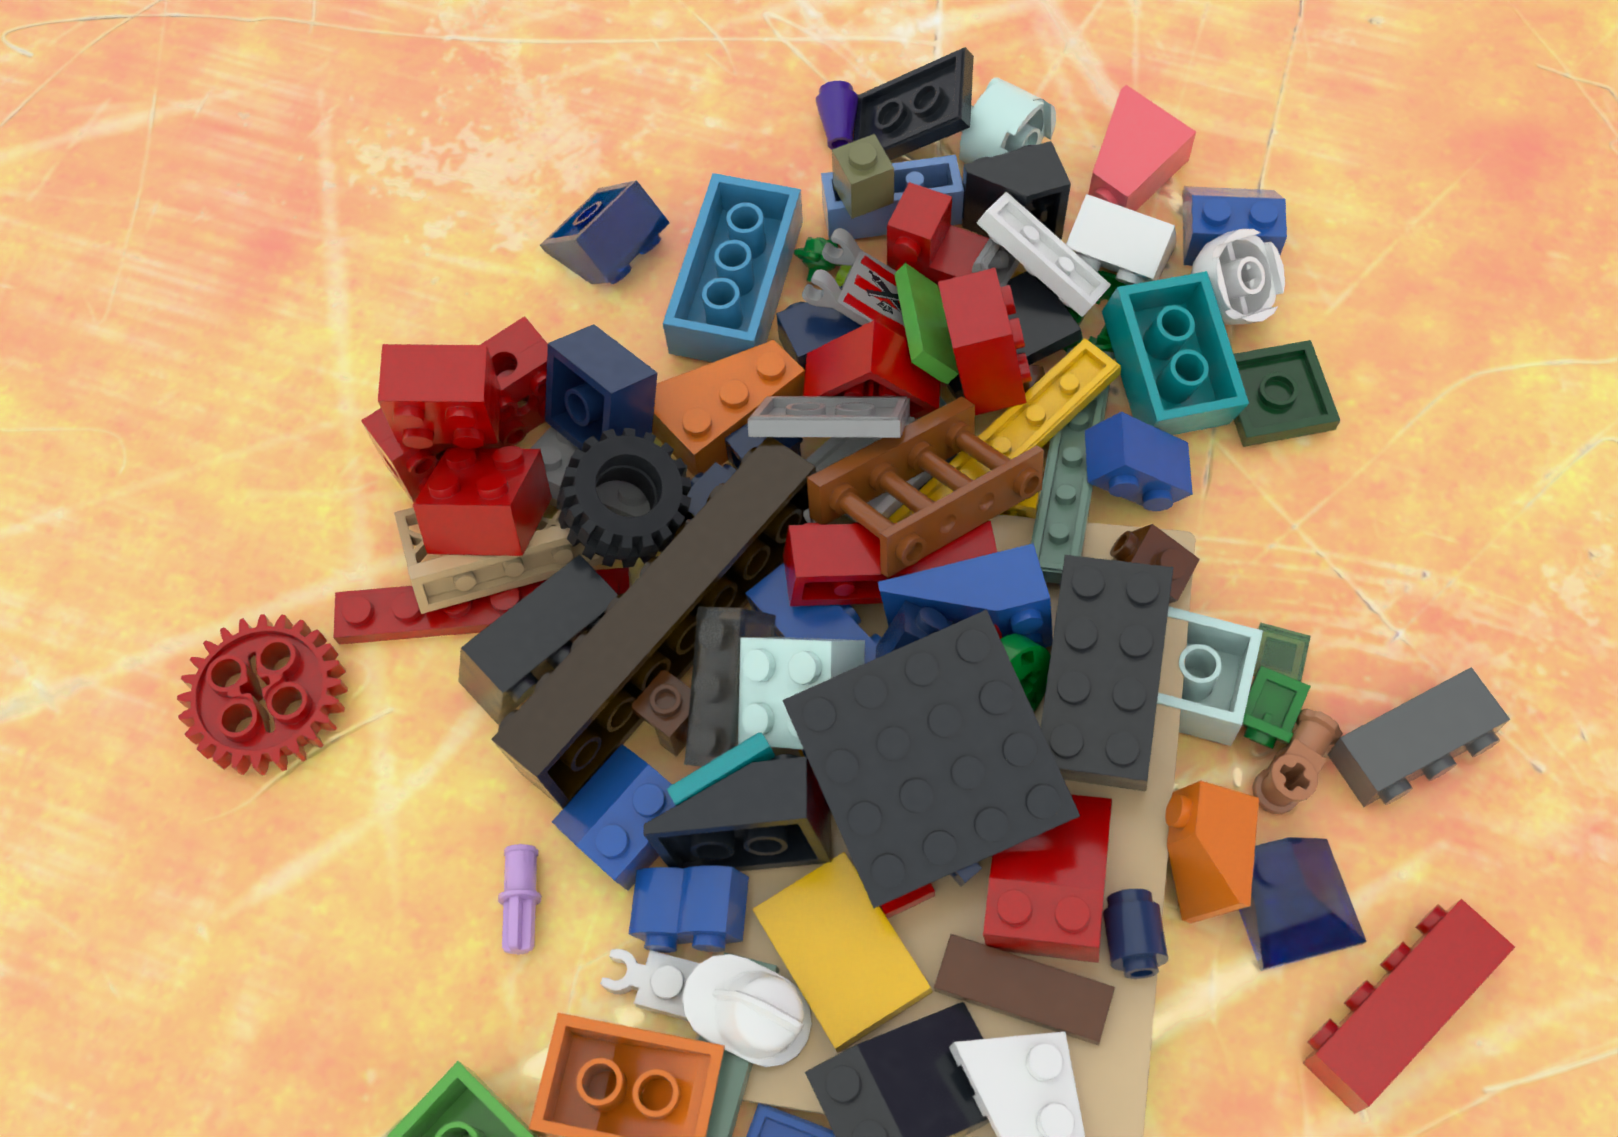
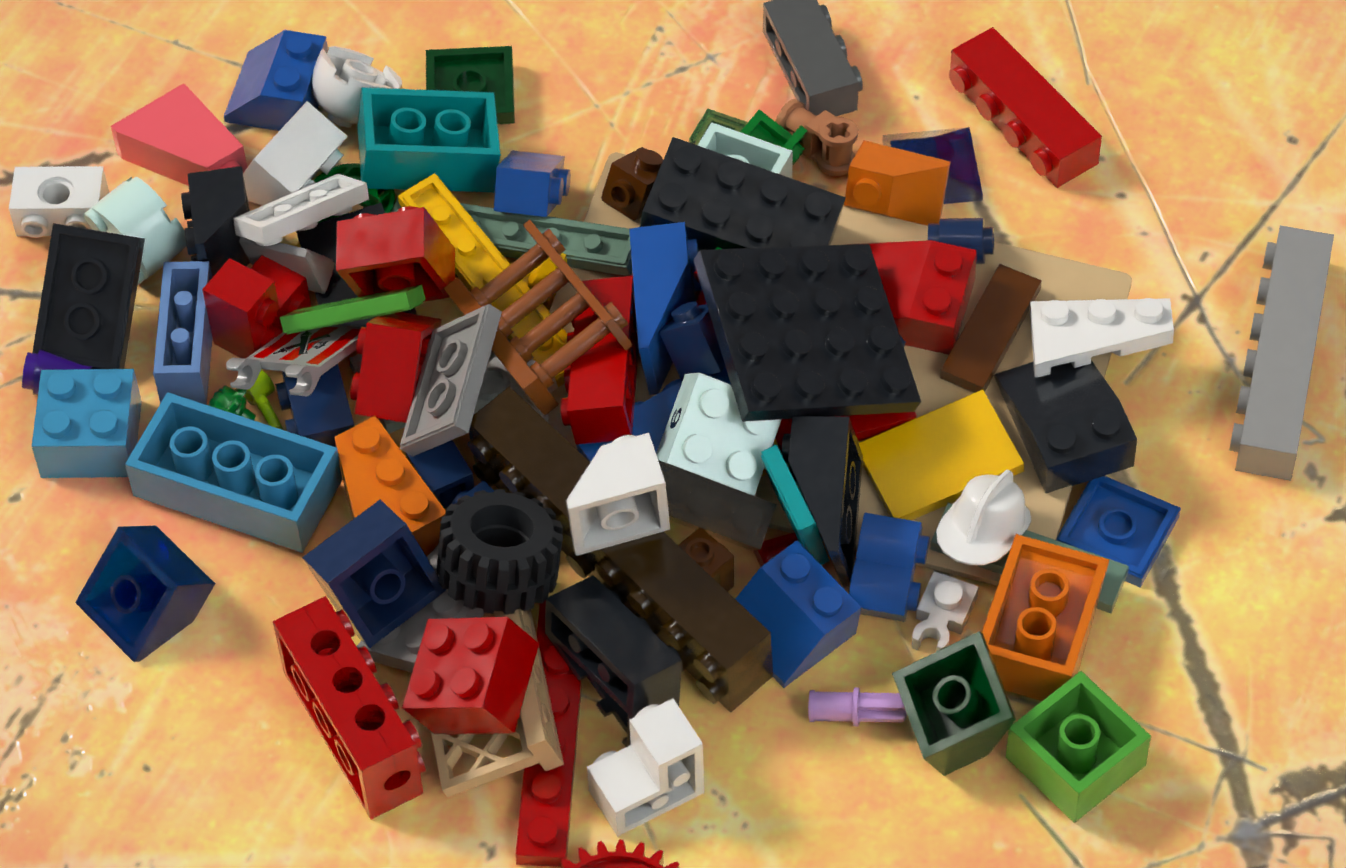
camera: 85 degrees left, 10 degrees down
(421, 695) = (652, 773): none -> white brick
(440, 394) = (379, 662): red brick -> none
(495, 993) = (955, 703): none -> dark green slope
(658, 583) = (619, 496): none -> white slope
(782, 141) = (86, 422): none -> dark azure brick
(863, 176) = (185, 324): olive brick -> none
(1038, 64) = (54, 196): none -> white brick

